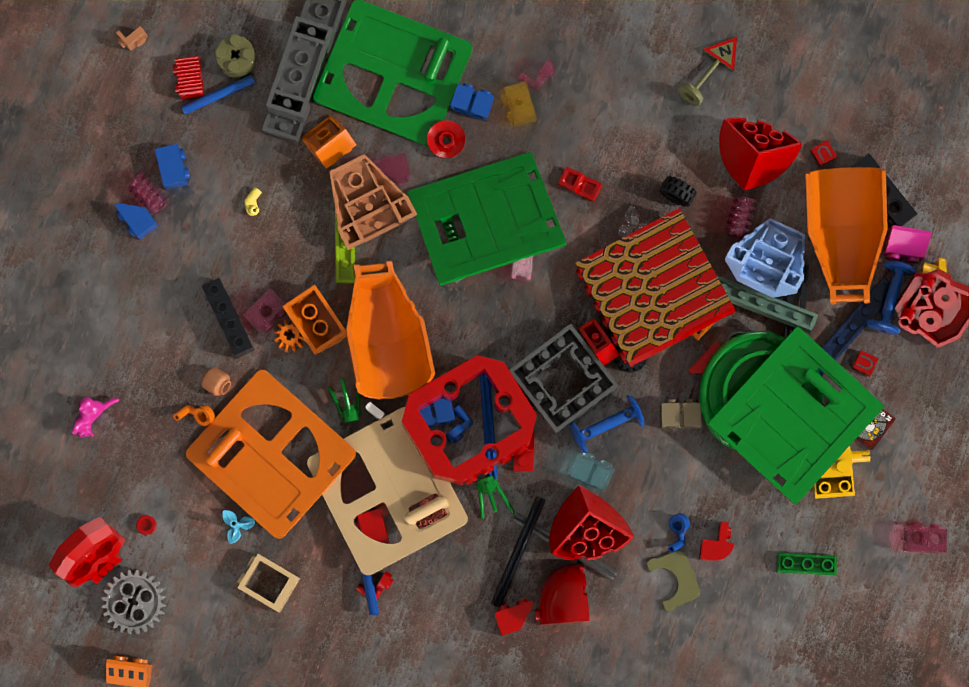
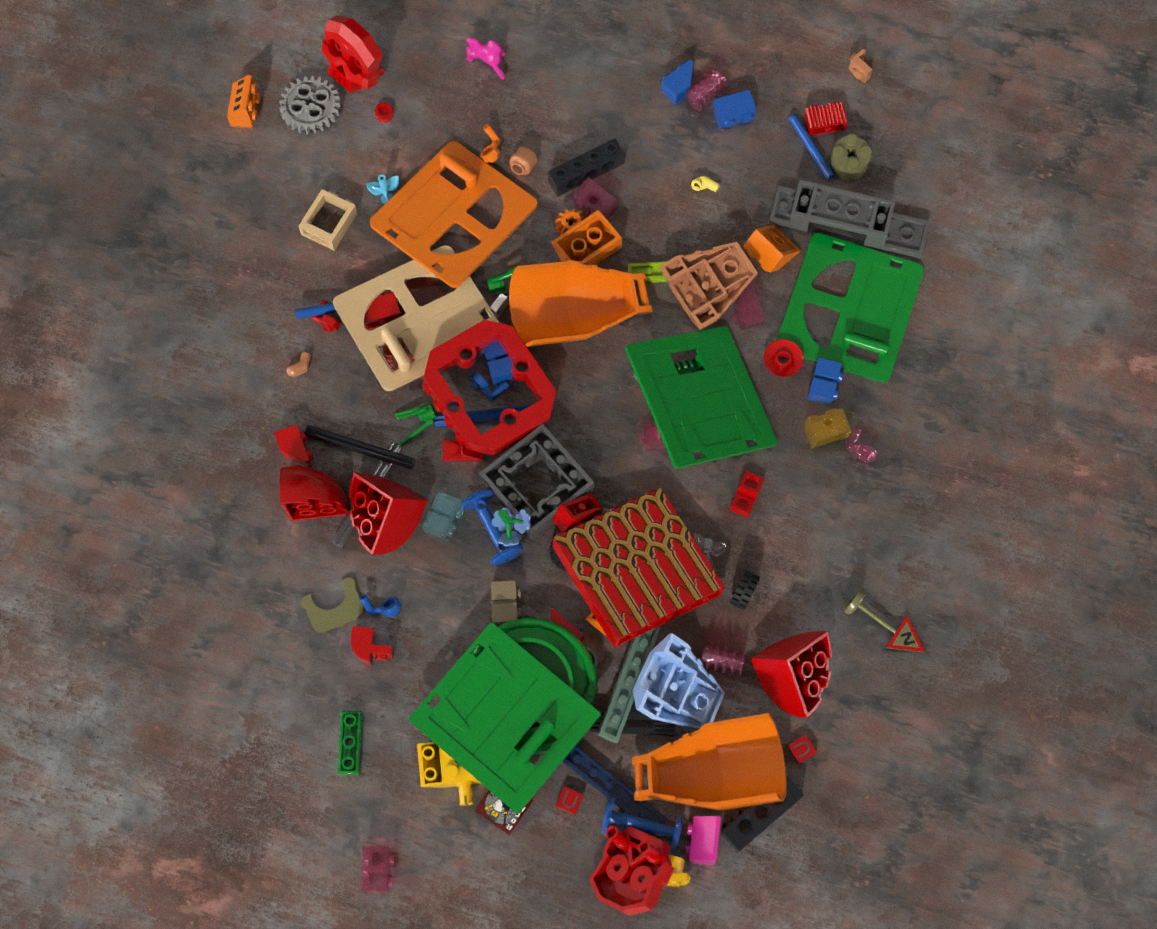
camera: 90 degrees right, 10 degrees down
(429, 612) = (301, 367): none -> nougat arm
(603, 410) = (505, 520): none -> medium blue plant

